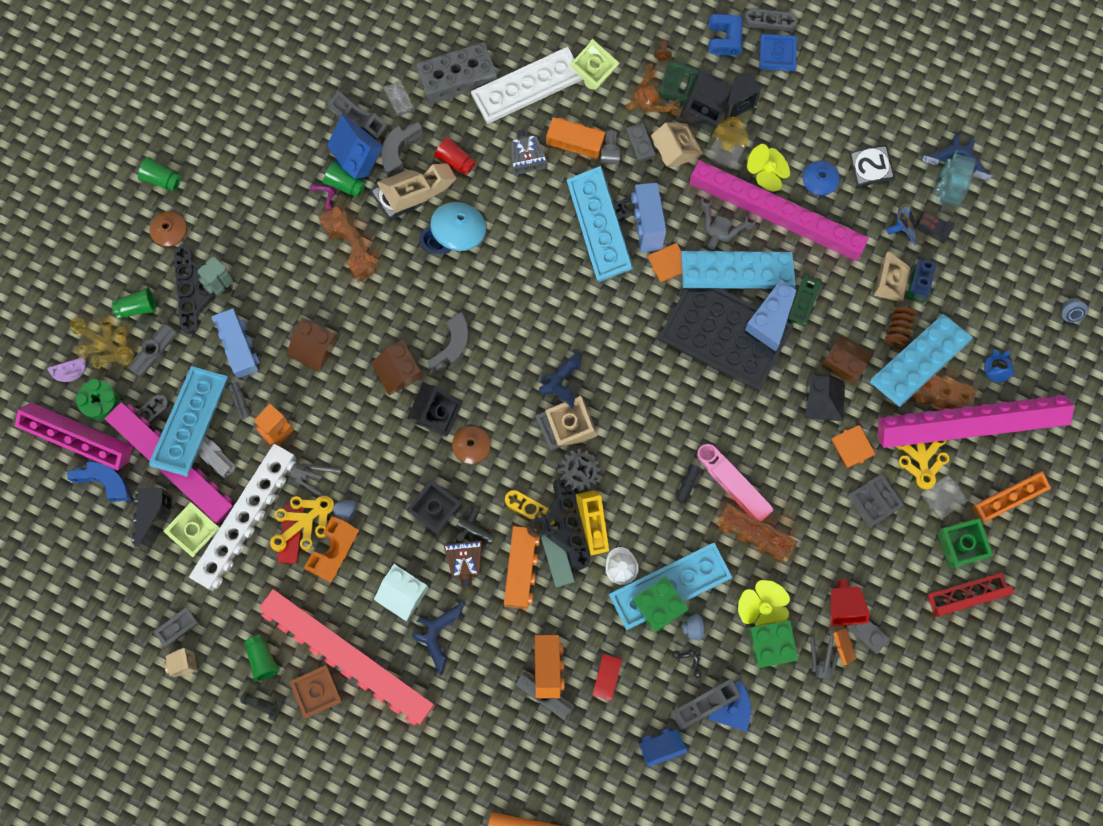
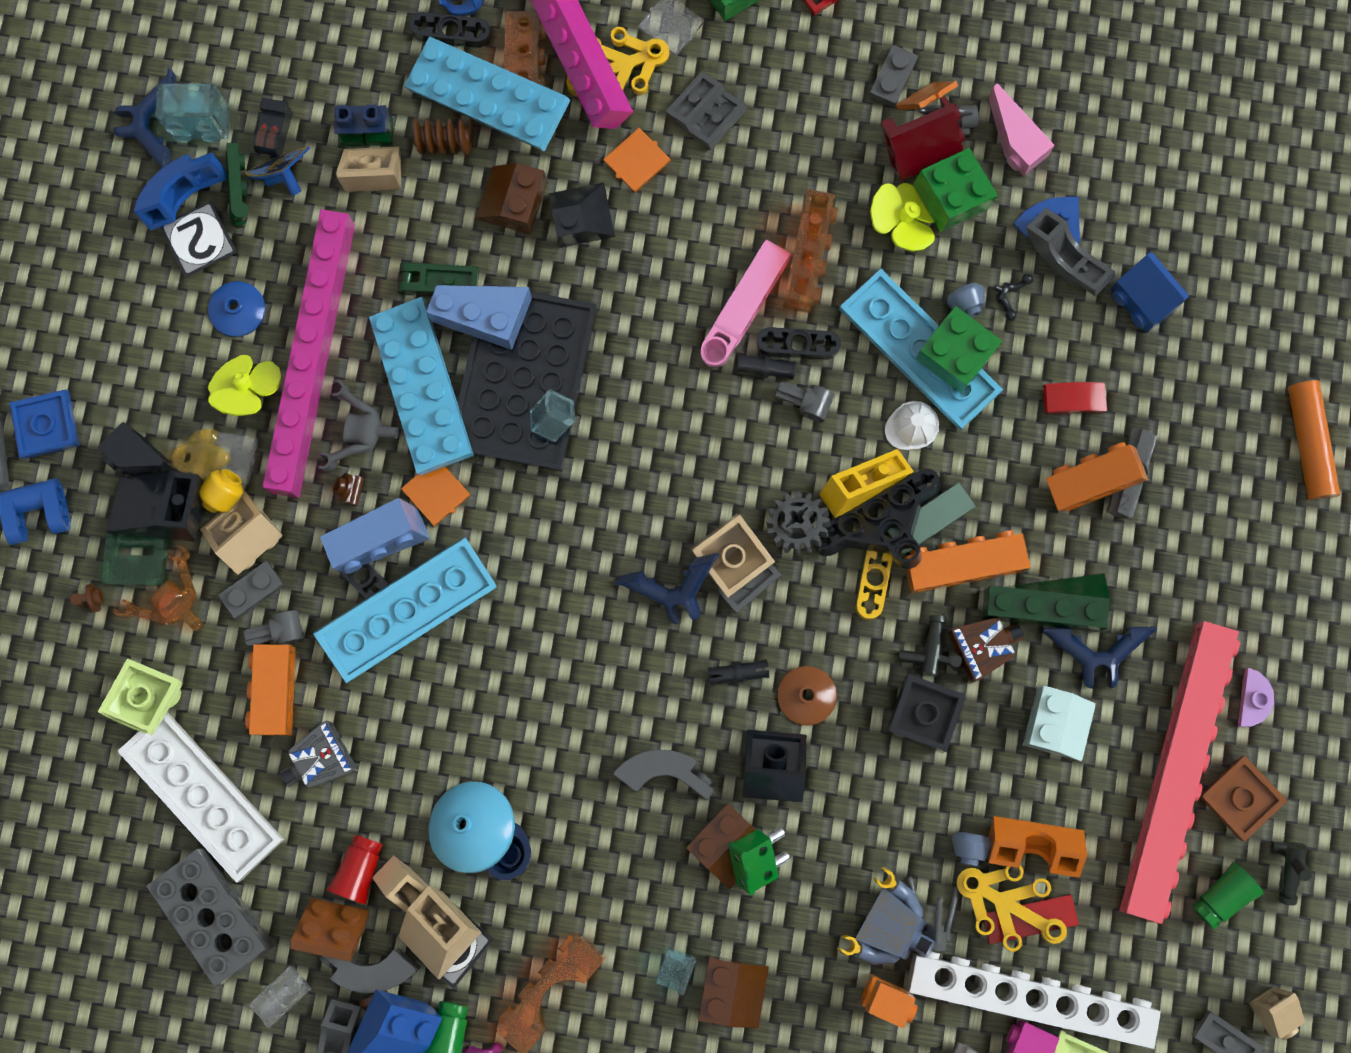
camera: 105 degrees left, 5 degrees up
(315, 446) = (891, 926): none -> sand blue torso
(336, 318) = (676, 970): none -> clear light blue panel
(374, 725) = (1256, 699): none -> lavender plate
(382, 378) = (755, 859): none -> green piece
(426, 132) = (330, 929): none -> dark orange plate
(478, 613) = (1062, 603): none -> dark green wedge
(498, 407) = (738, 672): none -> black pin
(656, 504) = (813, 402): none -> dark grey axle
(685, 212) = (348, 488): none -> reddish brown plate
(693, 339) = (552, 415): none -> clear light blue panel
(698, 525) = (818, 353): none -> black beam
(705, 138) = (221, 491): none -> yellow head
(797, 702) = (1020, 137): none -> bright pink slope
(810, 631) = (923, 140): none -> dark red panel
(847, 605) = (867, 106): red torso -> none
(900, 195) = (236, 187): none -> dark green plate
(909, 156) = (173, 185): none -> blue arch
(983, 348) = (471, 24): none -> black beam

